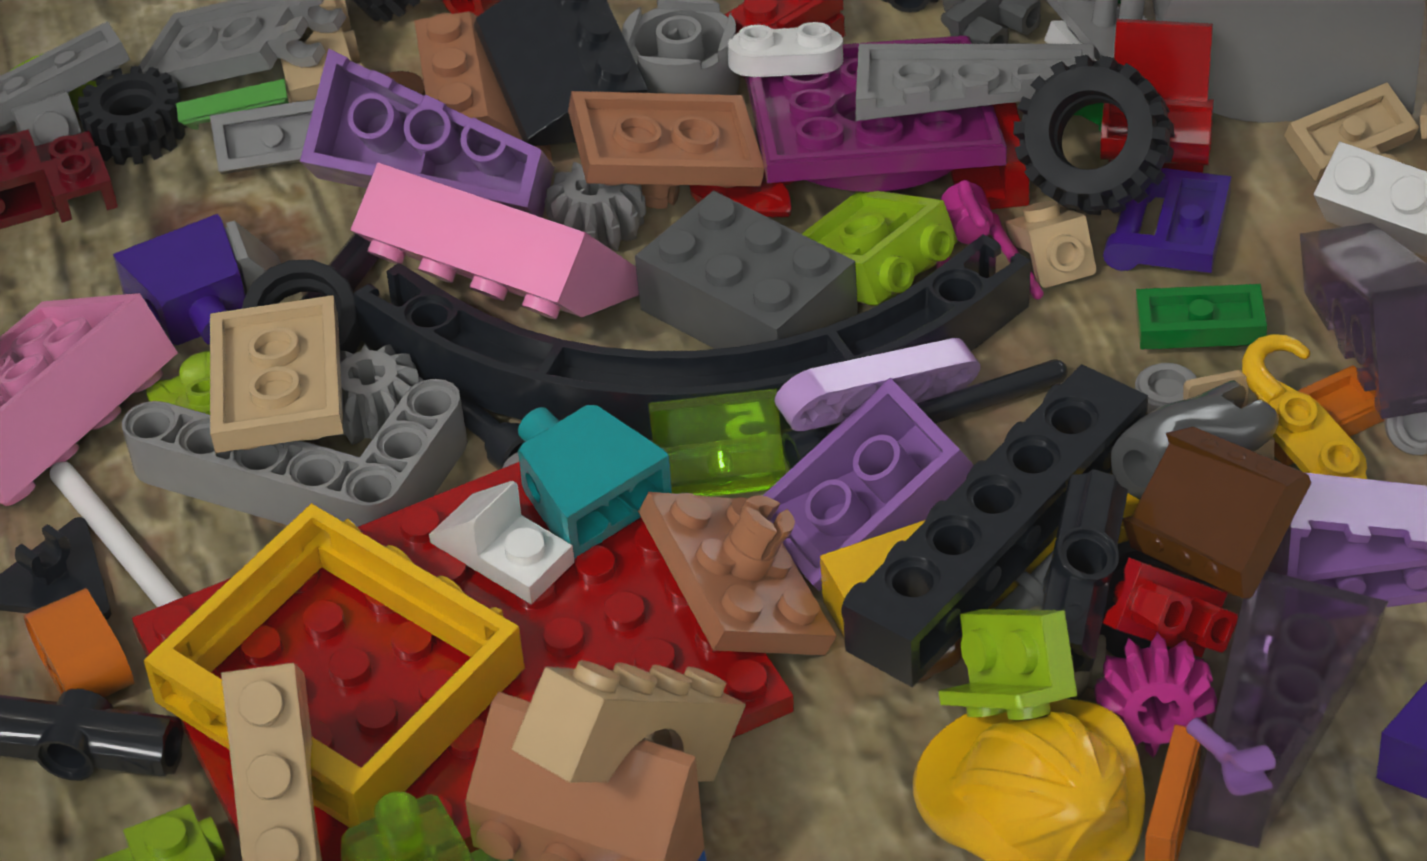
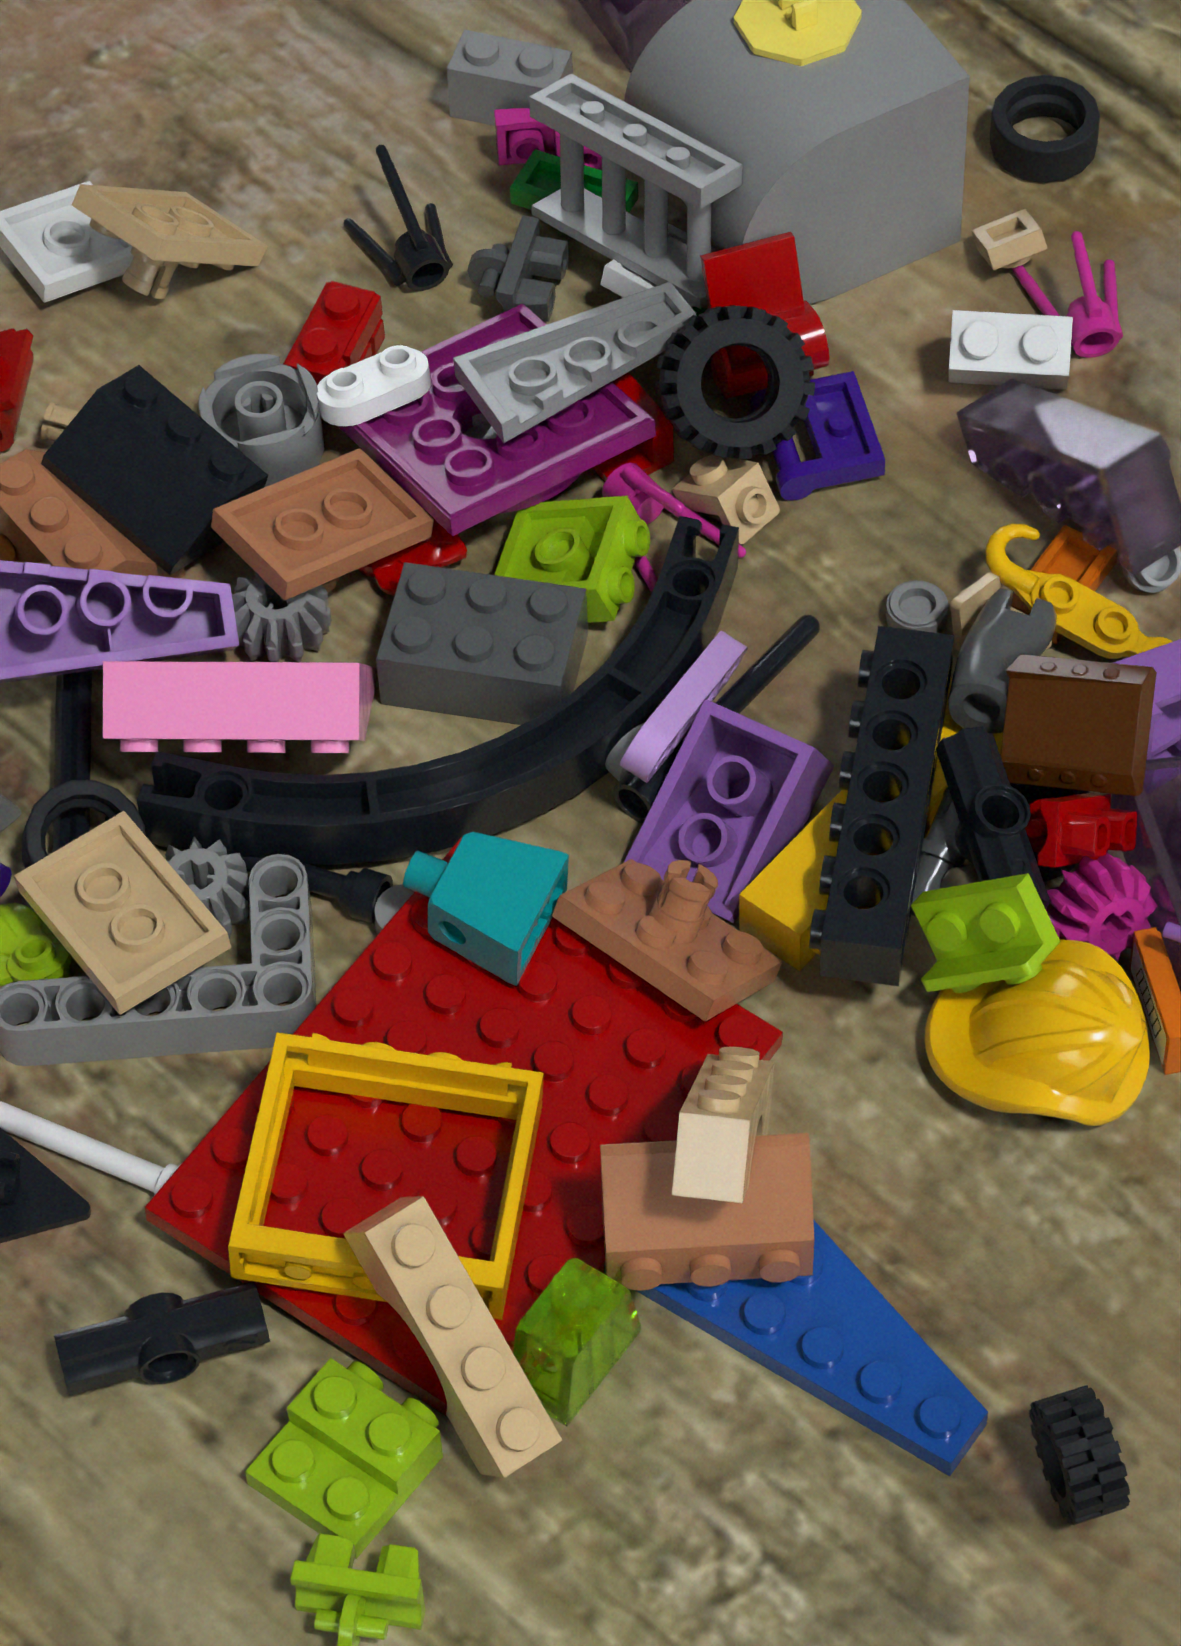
camera: 30 degrees left, 10 degrees up
(79, 646) = (101, 1255): orange beam -> none
(502, 543) = (449, 997): white slope -> none
(721, 442) = (567, 811): clear neon green panel -> none
(1200, 316) = (906, 525): green plate -> none
(1368, 121) = (932, 286): tan plate -> none

